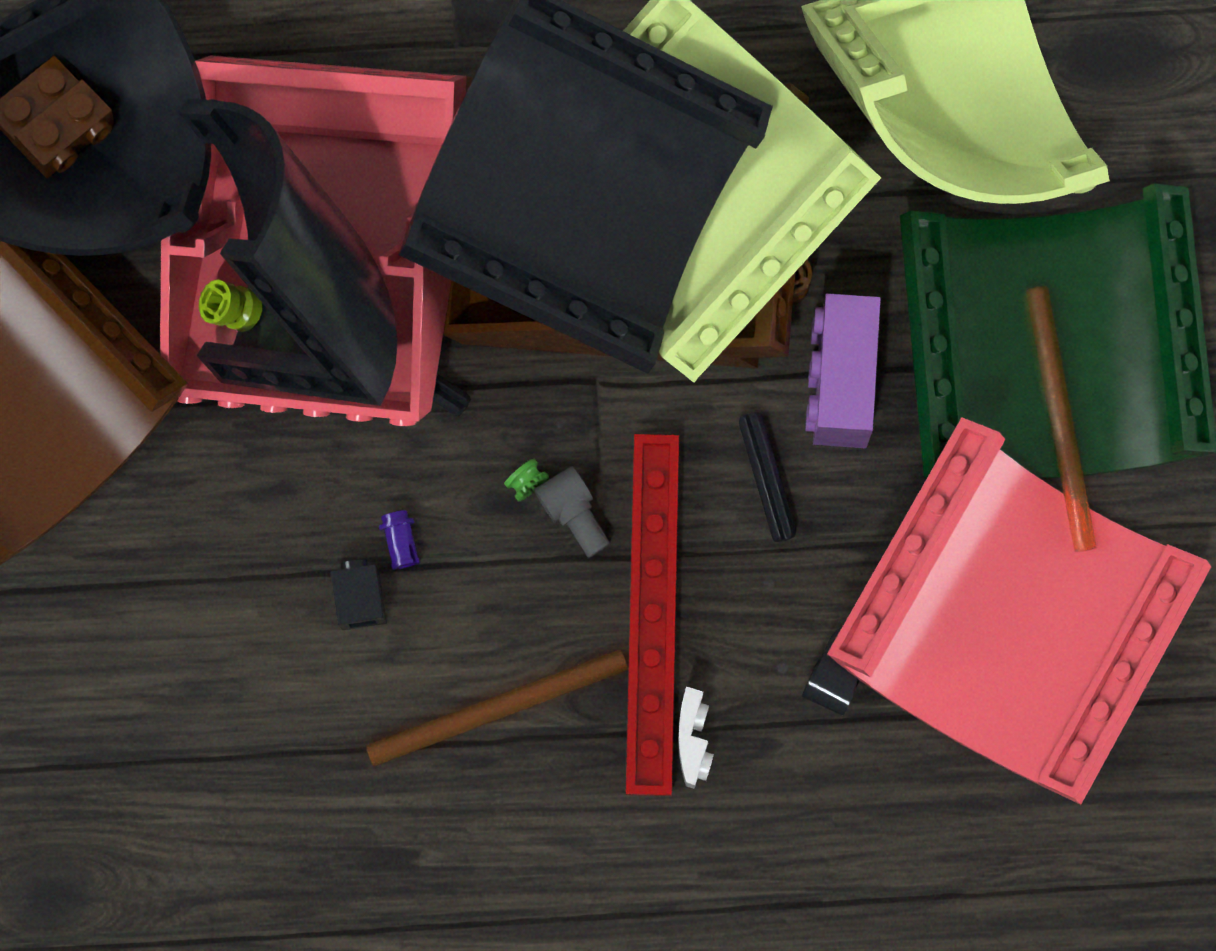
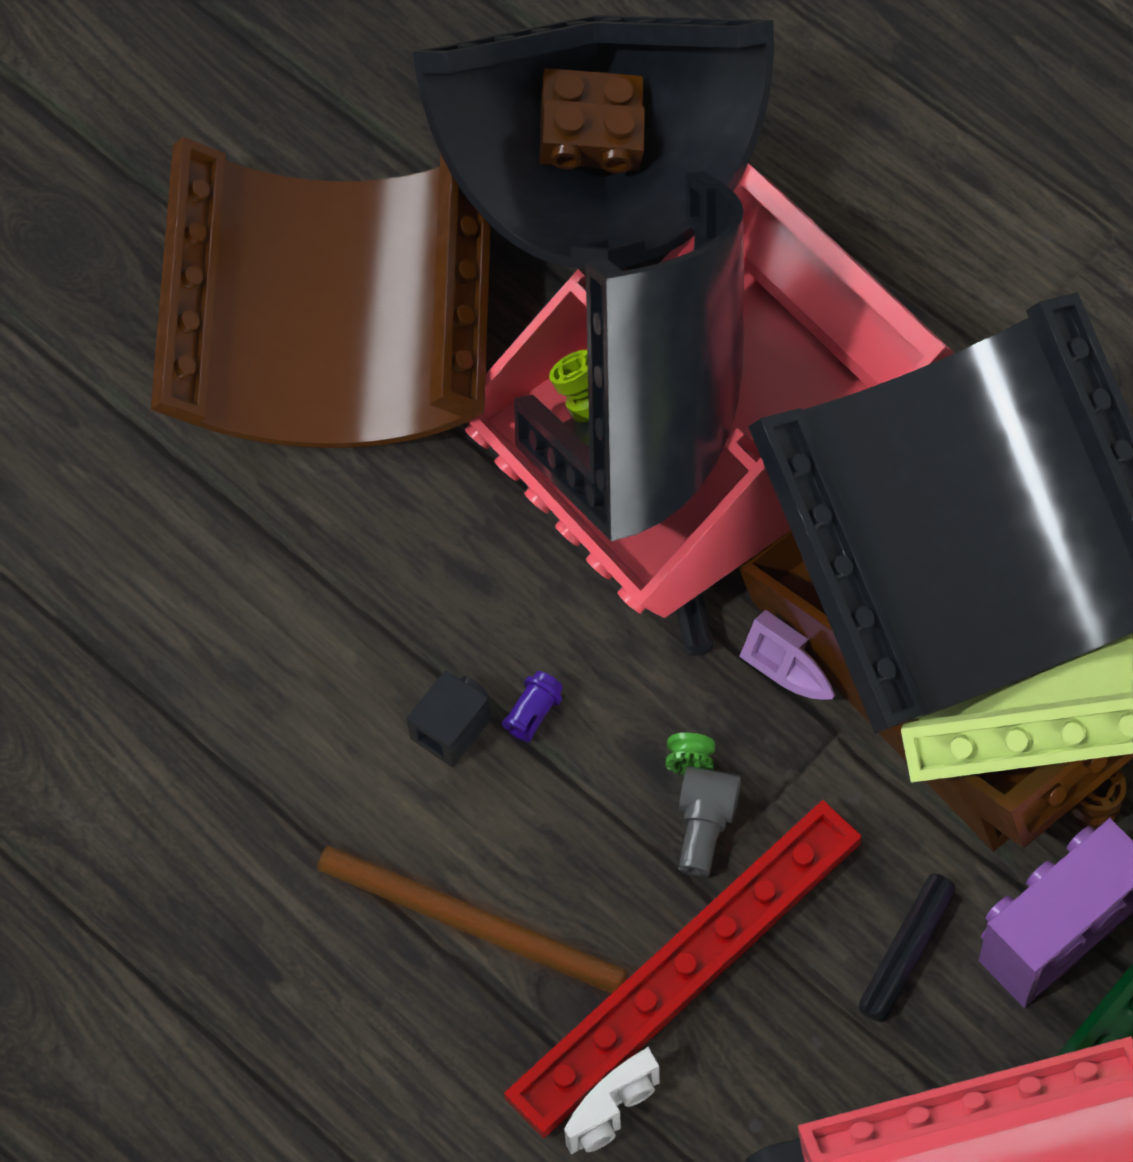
camera: 45 degrees right, 15 degrees down
(519, 365) = (780, 655): none -> lavender plate

